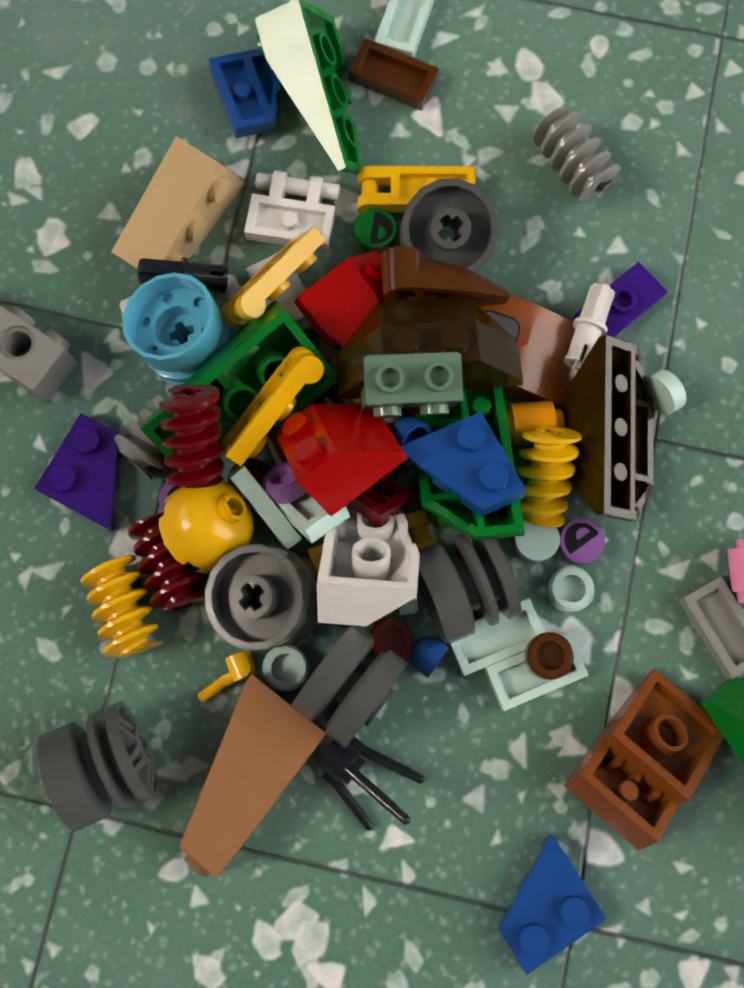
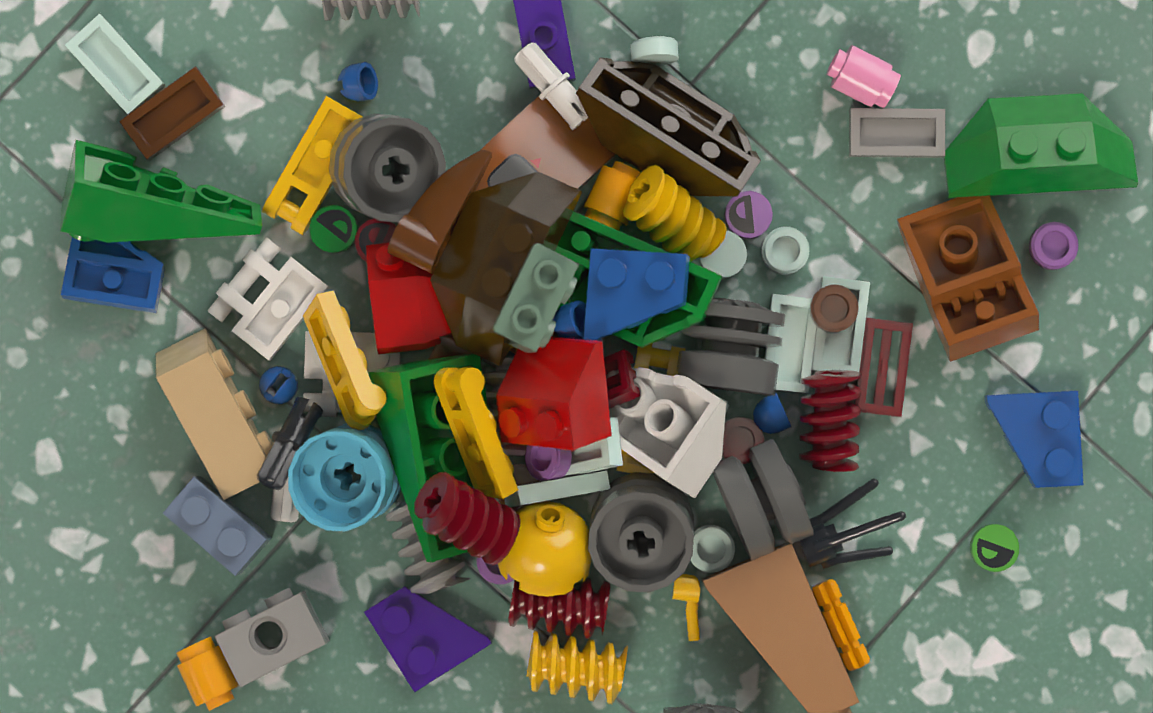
camera: 60 degrees left, 10 degrees up
(87, 266) = (217, 525): none -> sand blue brick
(234, 261) = (286, 391): none -> blue hinge
(280, 821) = (841, 625): none -> light orange axle
(424, 923) = (994, 547): none -> bright green tile
(452, 707) = (831, 421): none -> dark red piece
(487, 743) = (901, 370): none -> dark red tile
(506, 182) = (359, 82): none -> blue hinge
(715, 820) = (1053, 245): none -> medium lavender tile

